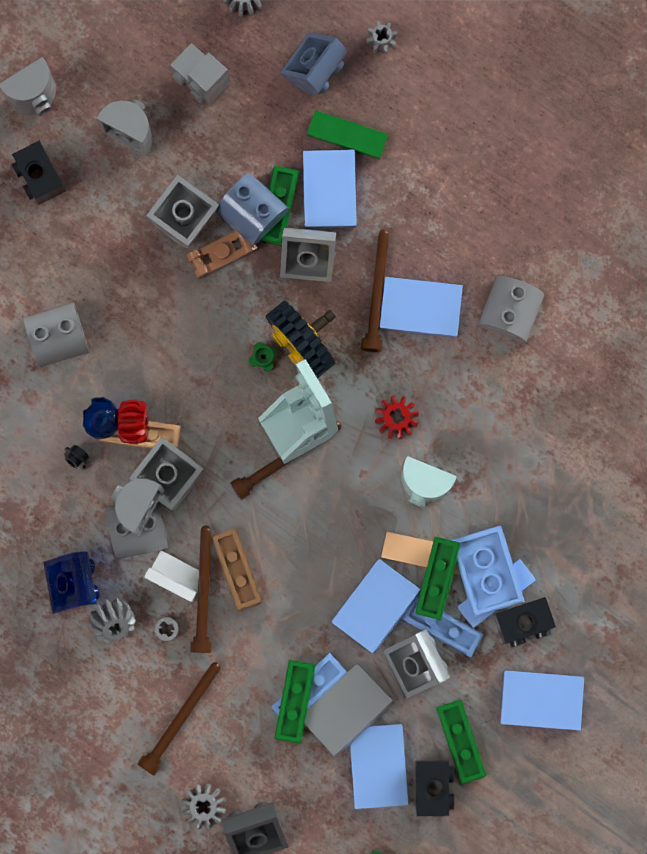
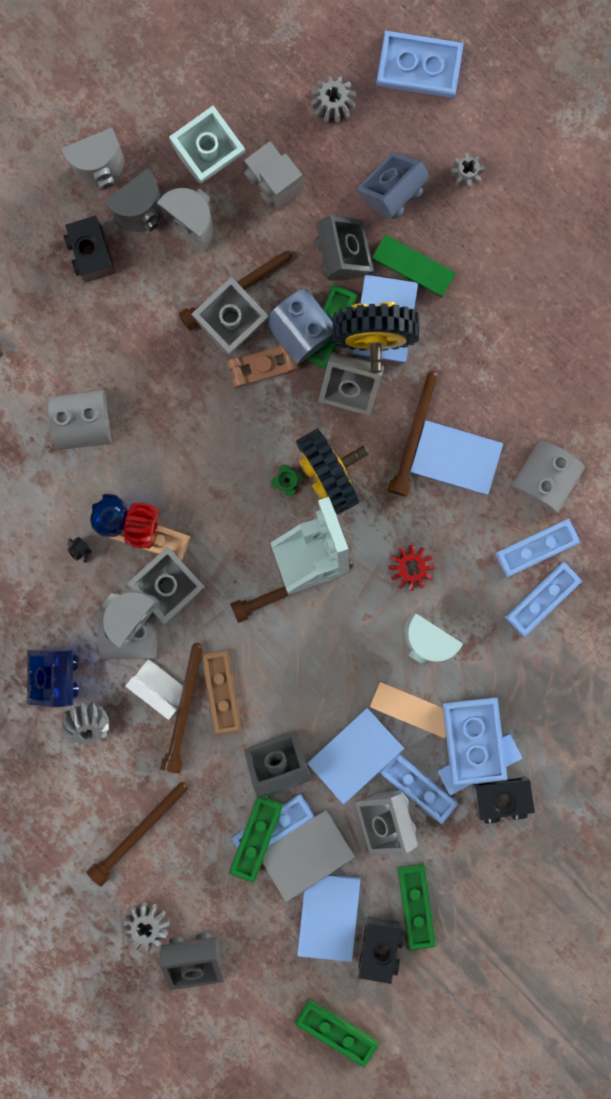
camera: 10 degrees right, 5 degrees up
(77, 123) = (136, 204): none -> dark grey brick
(132, 57) = (206, 145): none -> light aqua brick
(141, 219) = (186, 314): none -> reddish brown piece
(164, 637) = (143, 732): light grey bush -> none
(278, 130) = (343, 248): none -> dark grey brick
(303, 627) = (277, 765): none -> dark grey brick
(321, 199) = (376, 329): none -> black wheel
(438, 578) = (423, 740): green tile -> none
(513, 378) = (537, 547): none -> light blue tile
(528, 425) = (543, 599): none -> light blue tile
(542, 700) = (505, 880): light blue tile -> none

